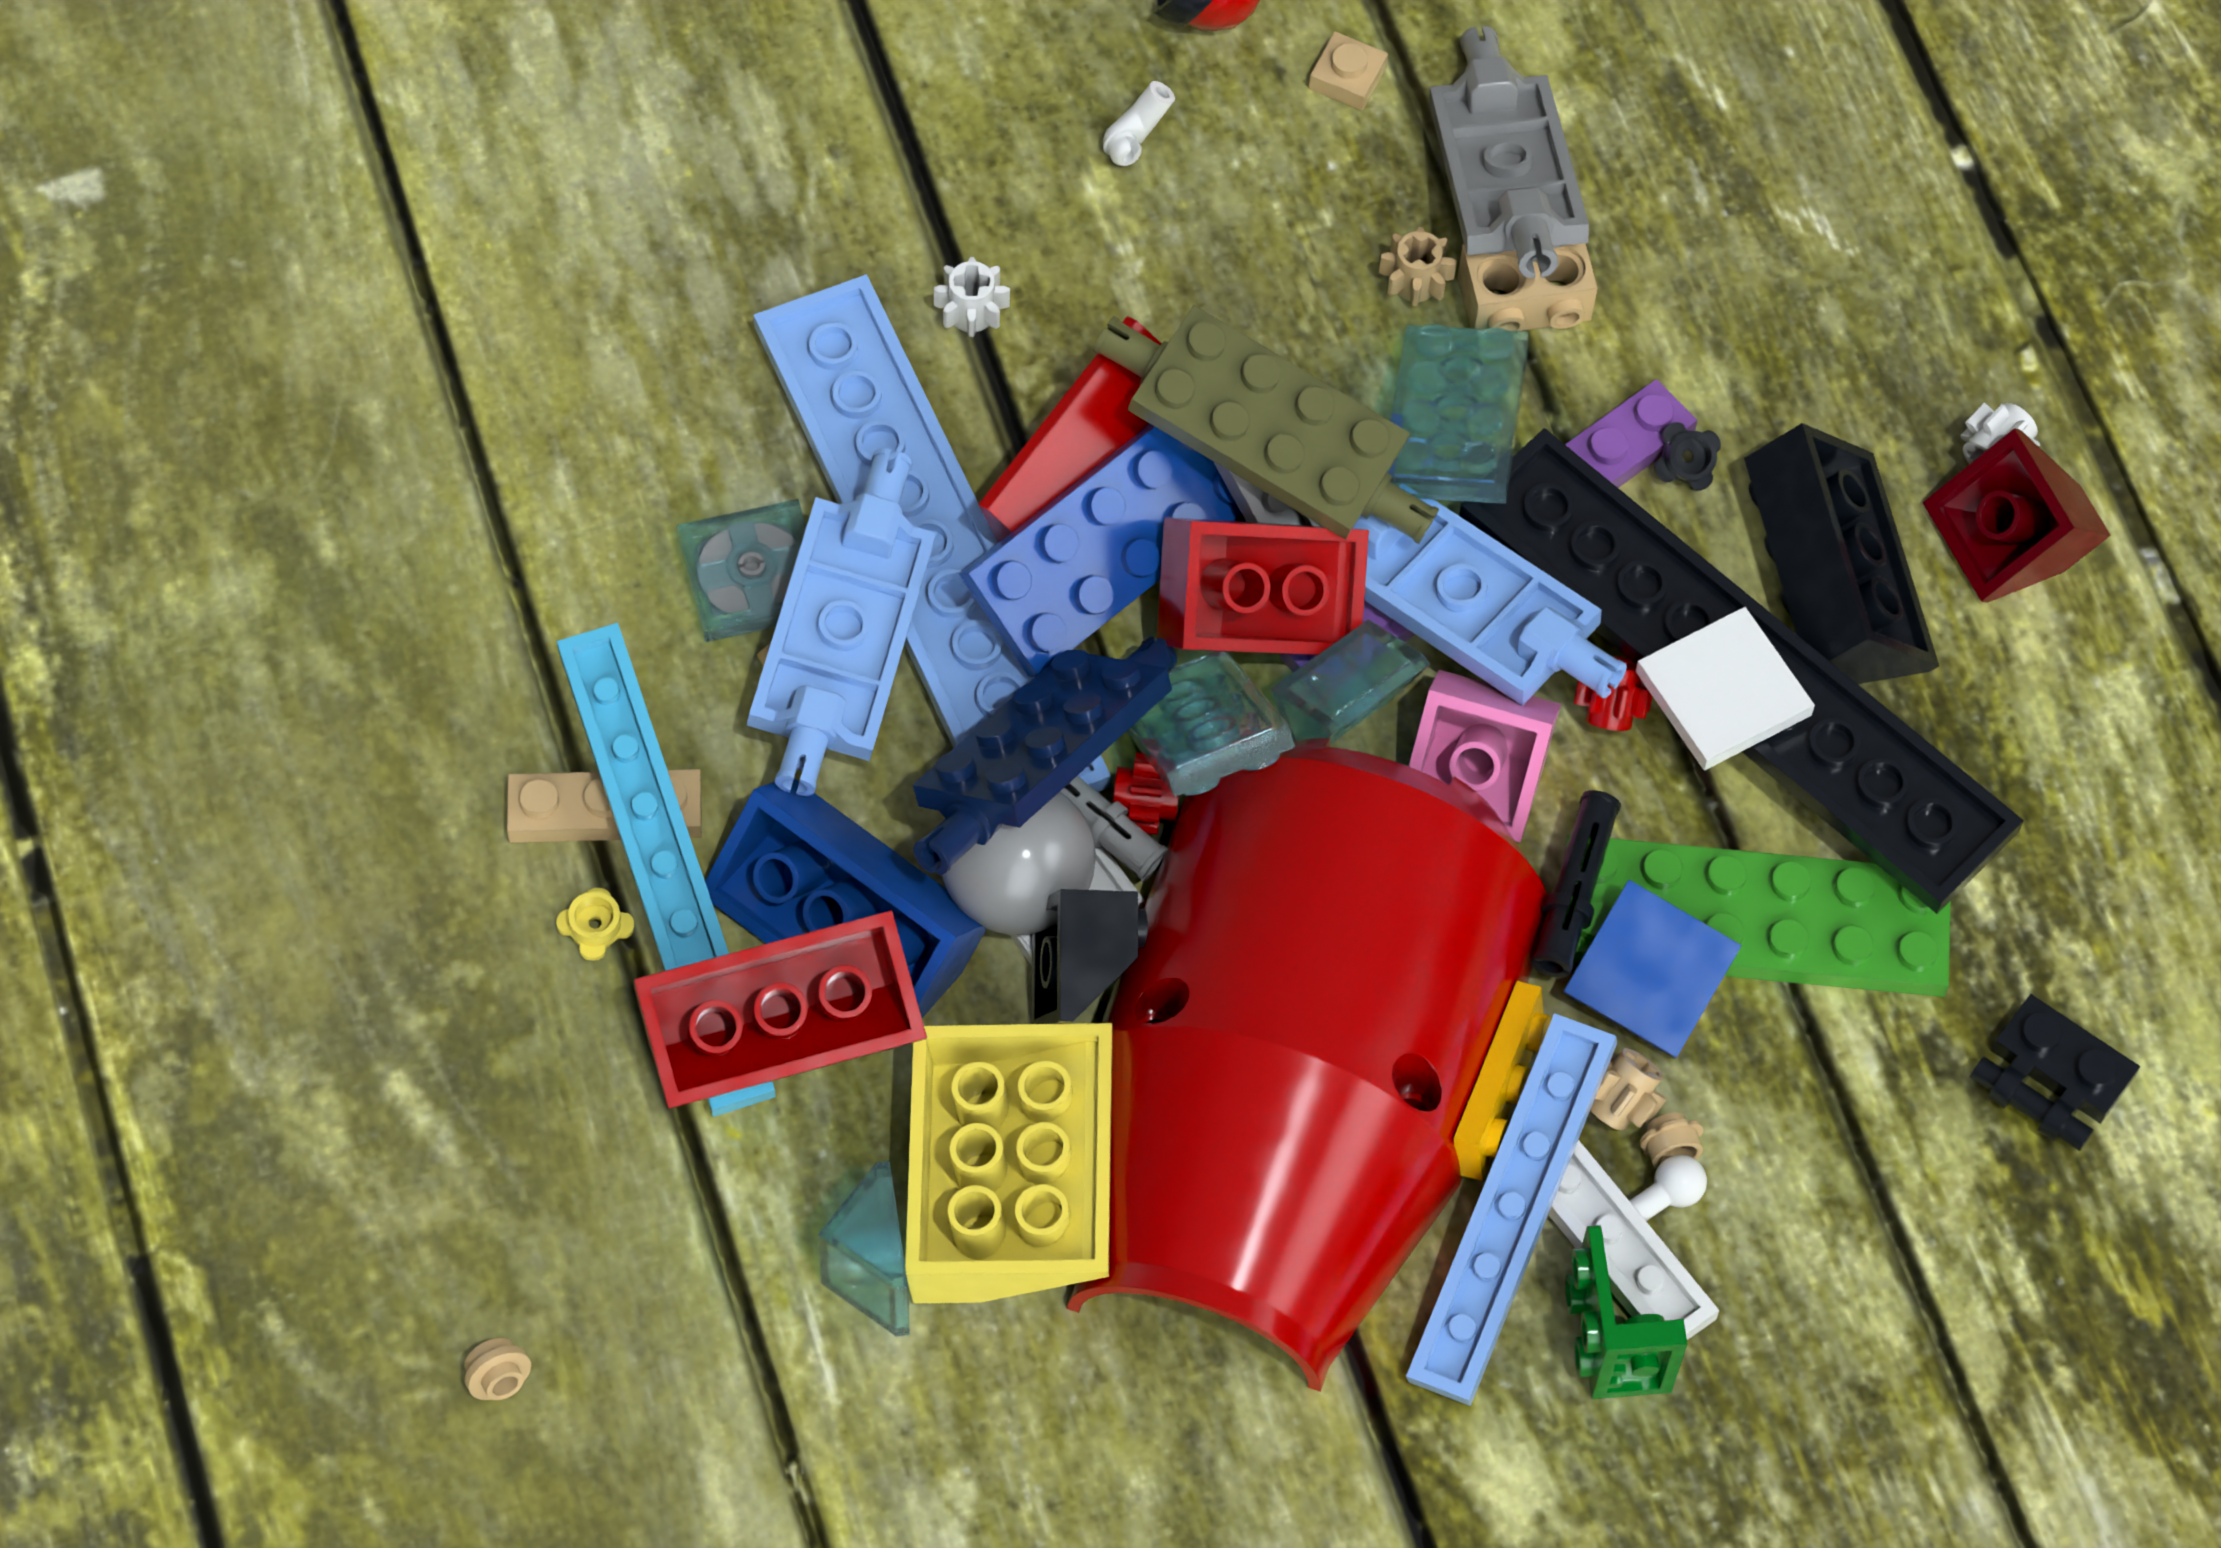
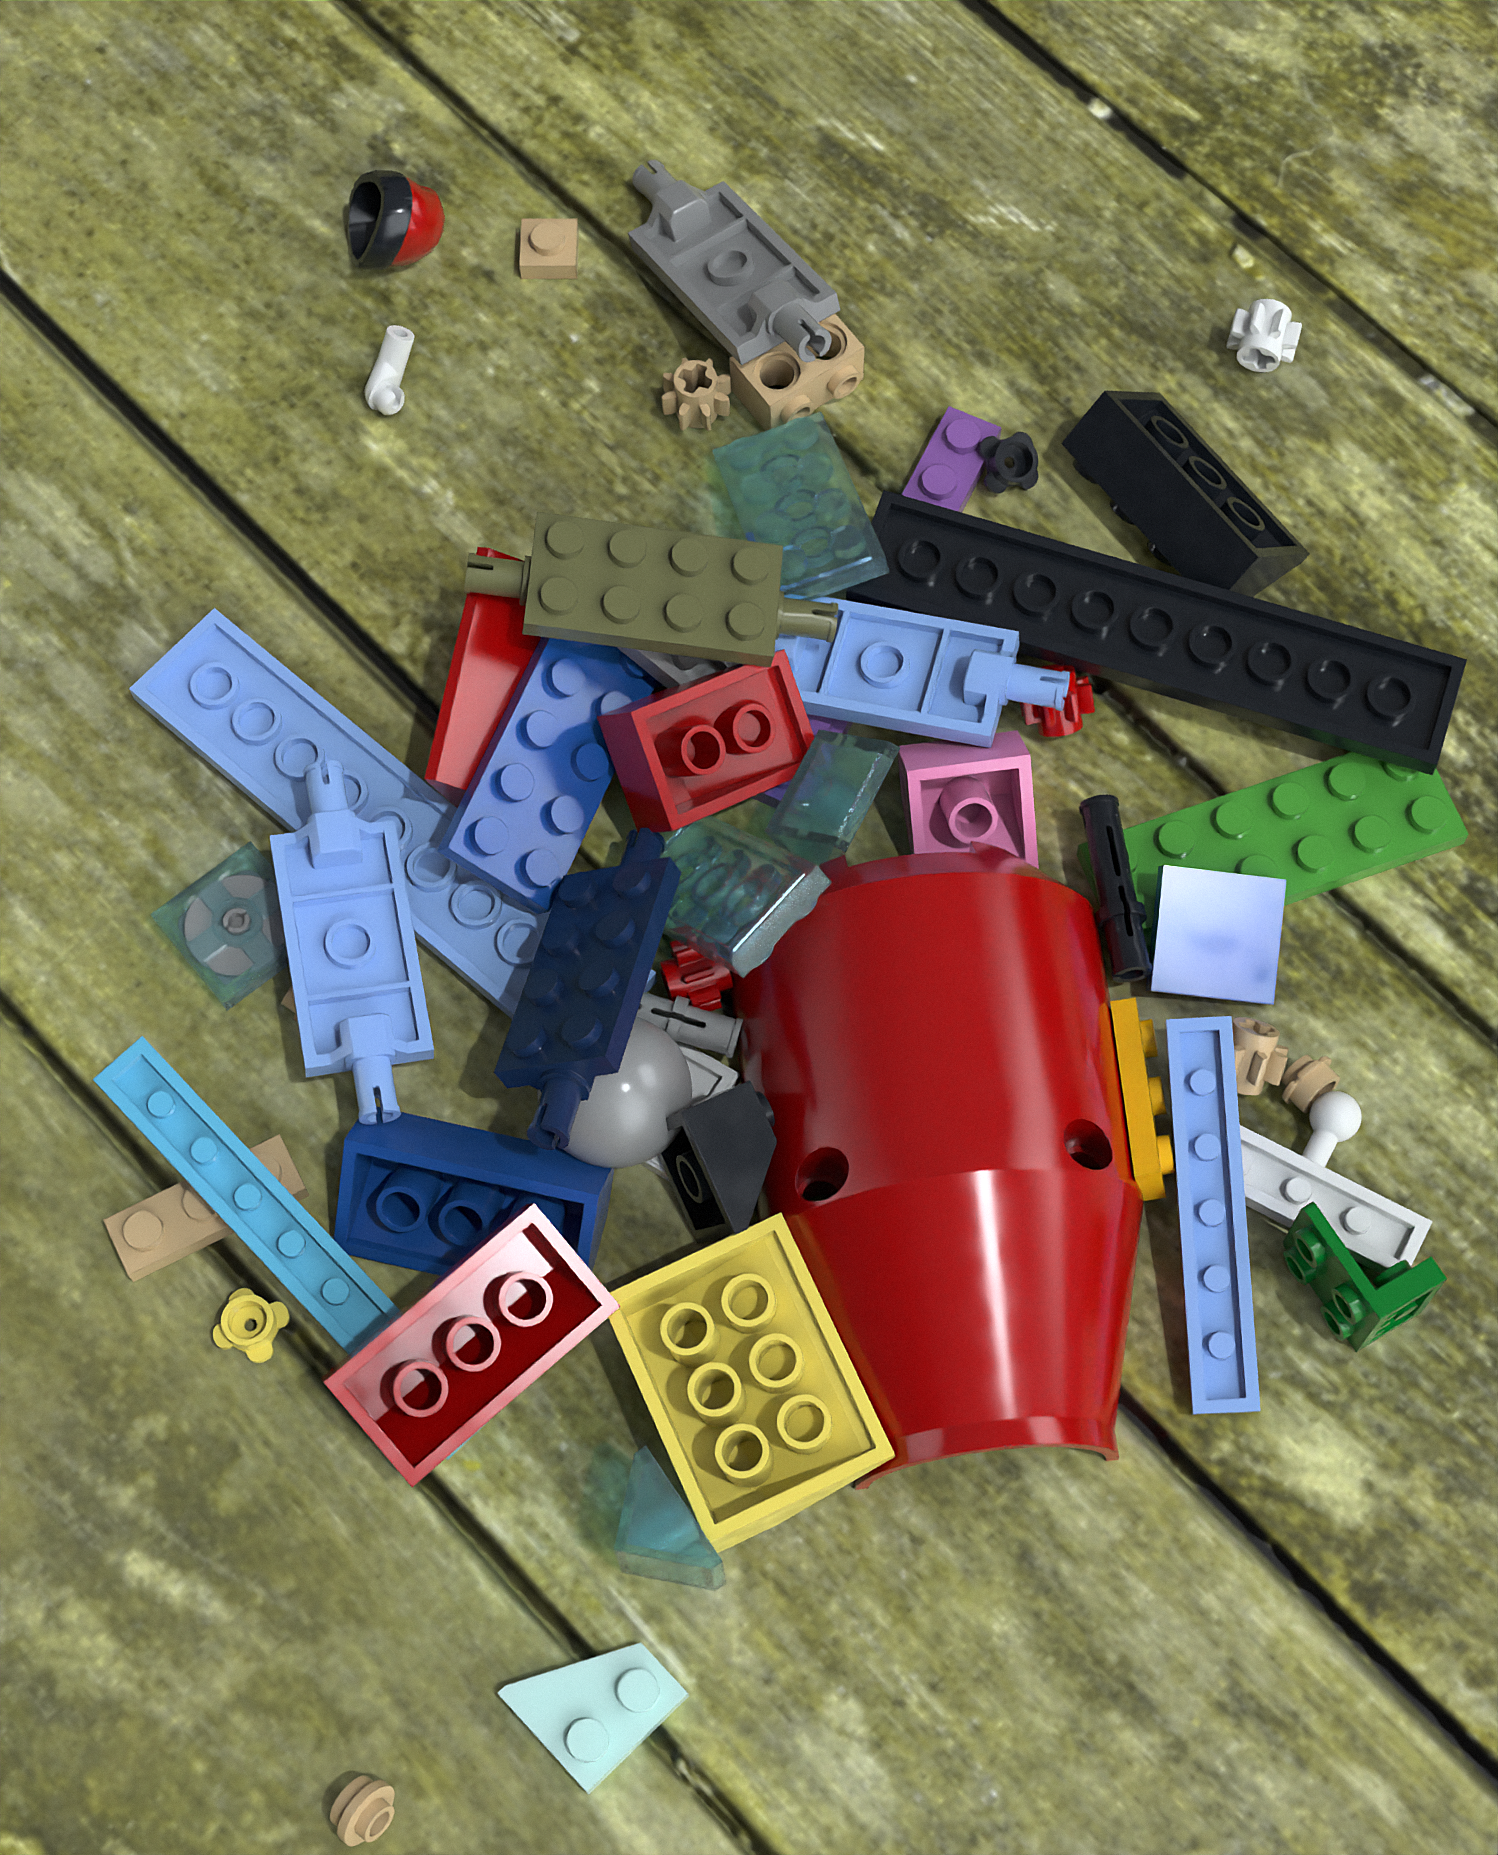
camera: 20 degrees left, 5 degrees up
(741, 1384) = (596, 1709): none -> light aqua wing
(971, 297) = (315, 572): white gear -> none
(1724, 688) = (1159, 655): white tile -> none
(2014, 518) = (1309, 397): dark red slope -> none

